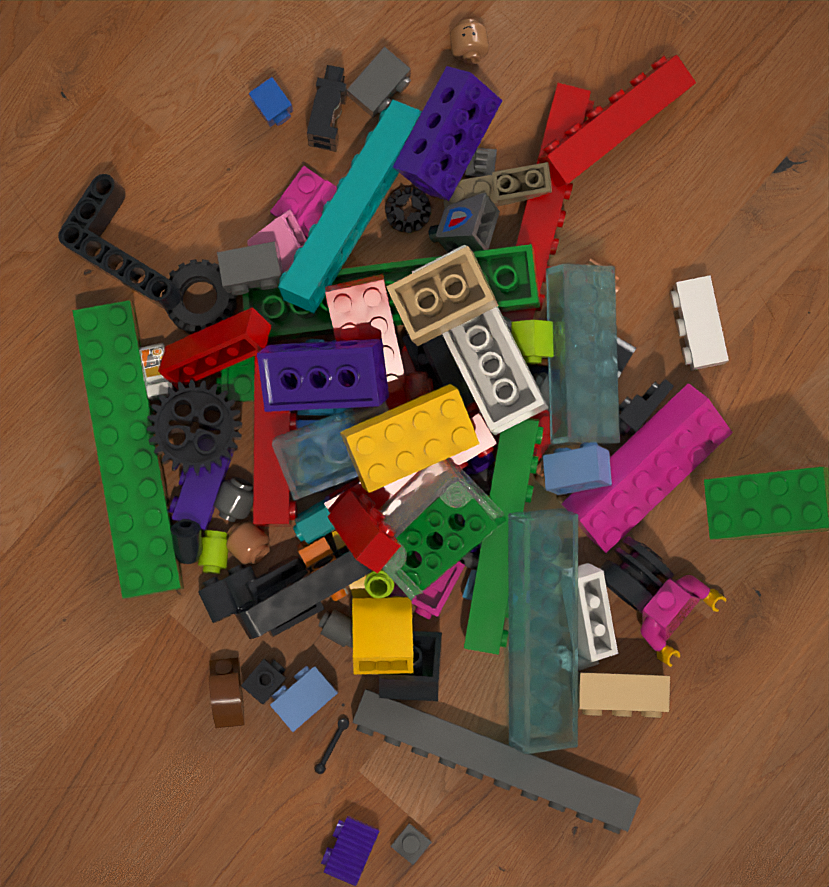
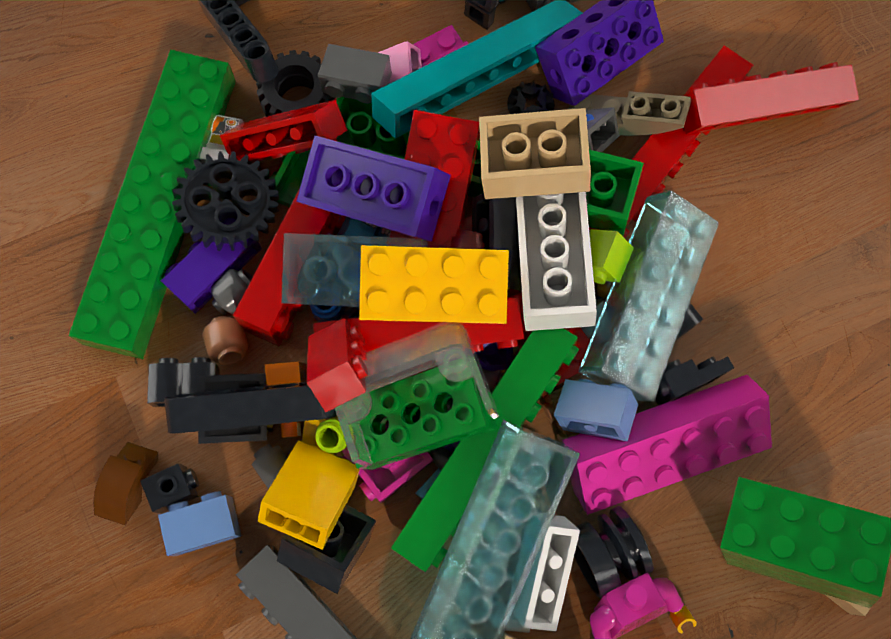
camera: 20 degrees right, 10 degrees down
(187, 541) = (162, 308): black brick -> none
(214, 553) = (187, 334): lime brick -> none
(313, 523) = (292, 345): teal brick -> none
(320, 767) = (229, 573): black hinge -> none
(481, 163) = (619, 86): dark grey tile -> none
(699, 323) = (776, 325): white brick -> none

